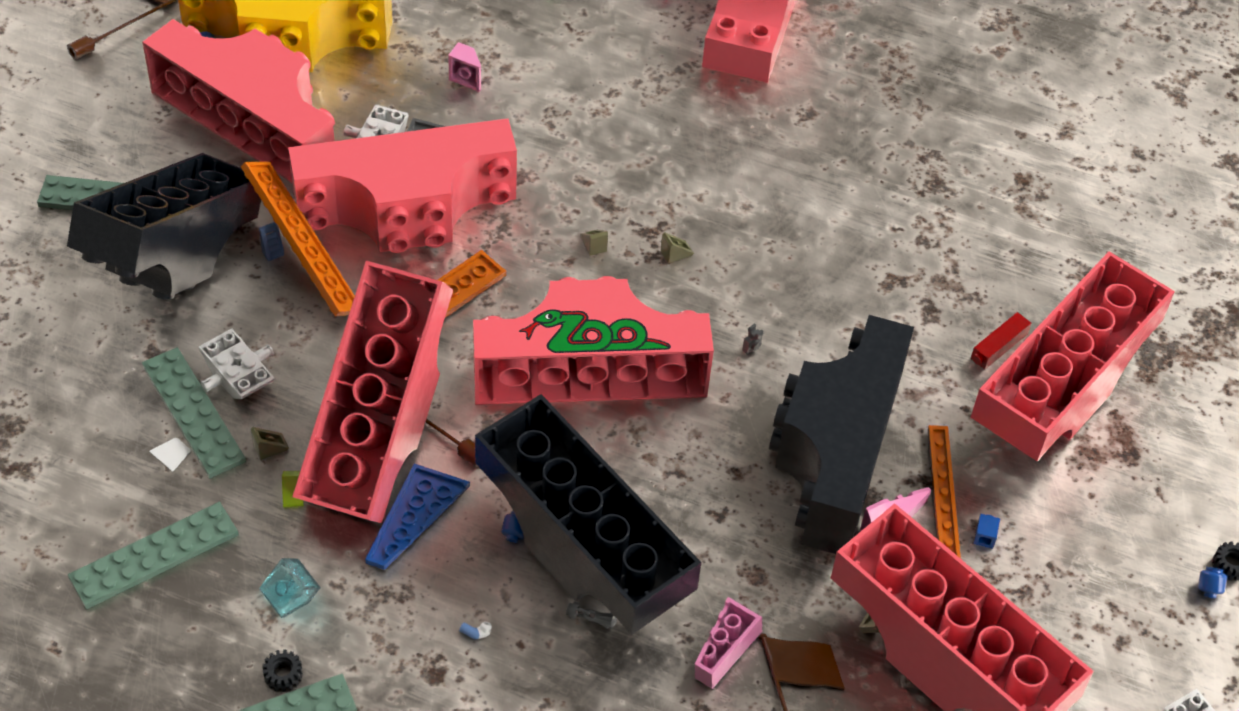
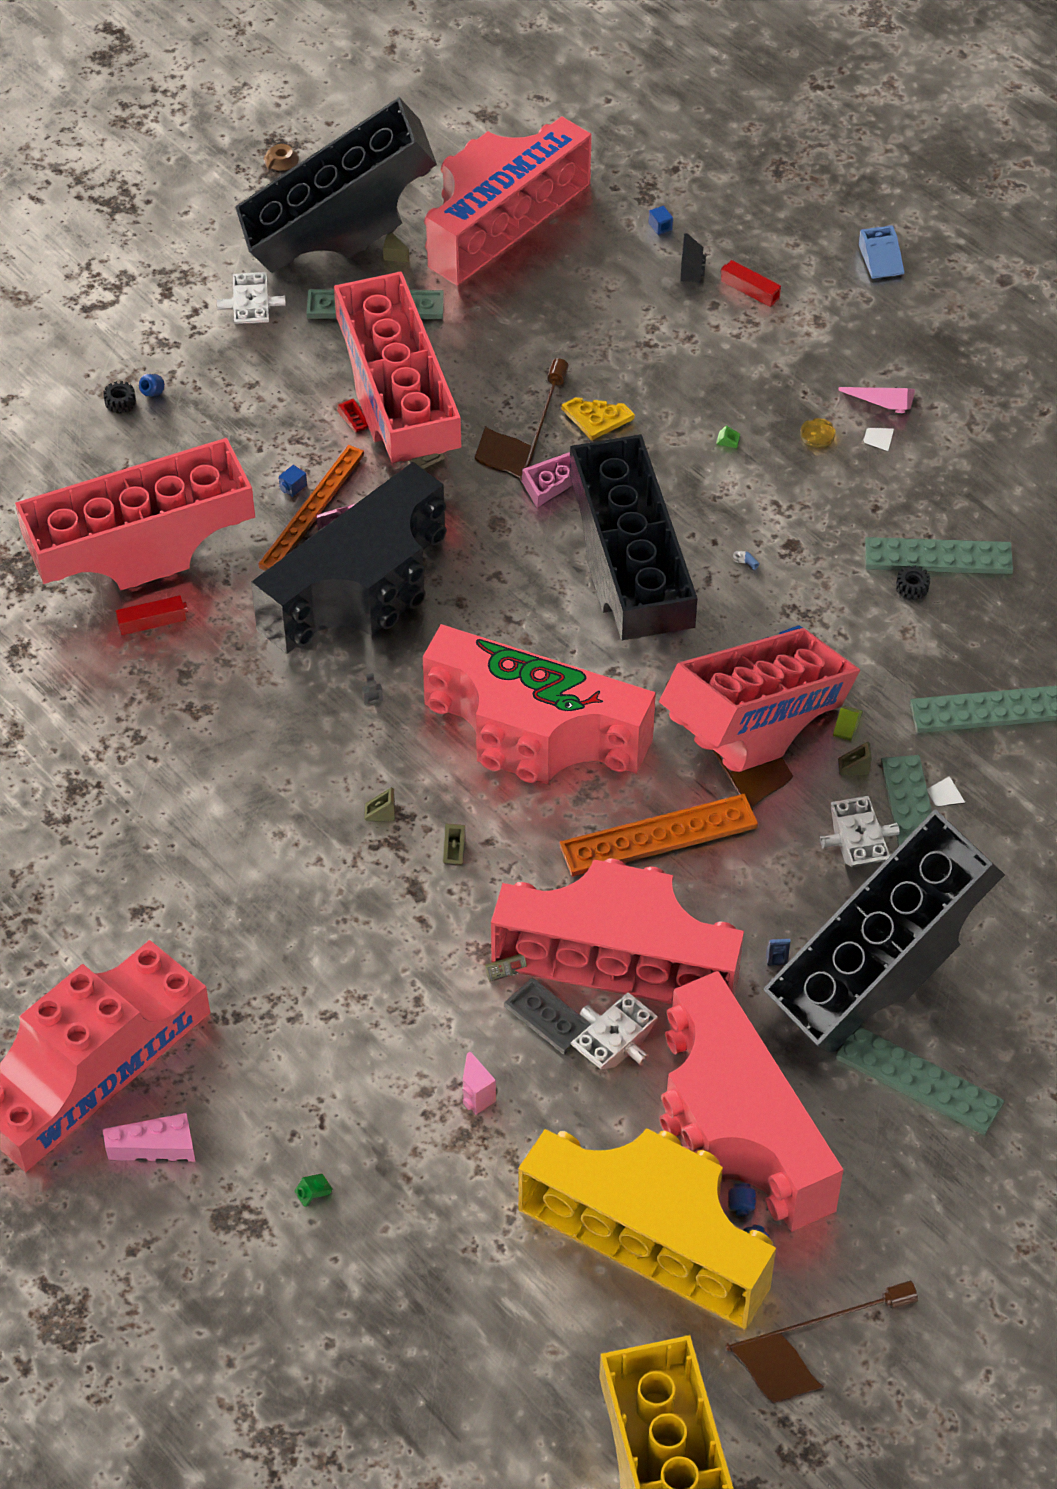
camera: 150 degrees left, 0 degrees up
(289, 587) = (883, 637): clear light blue slope -> none
(300, 236) = (752, 914): orange plate -> none

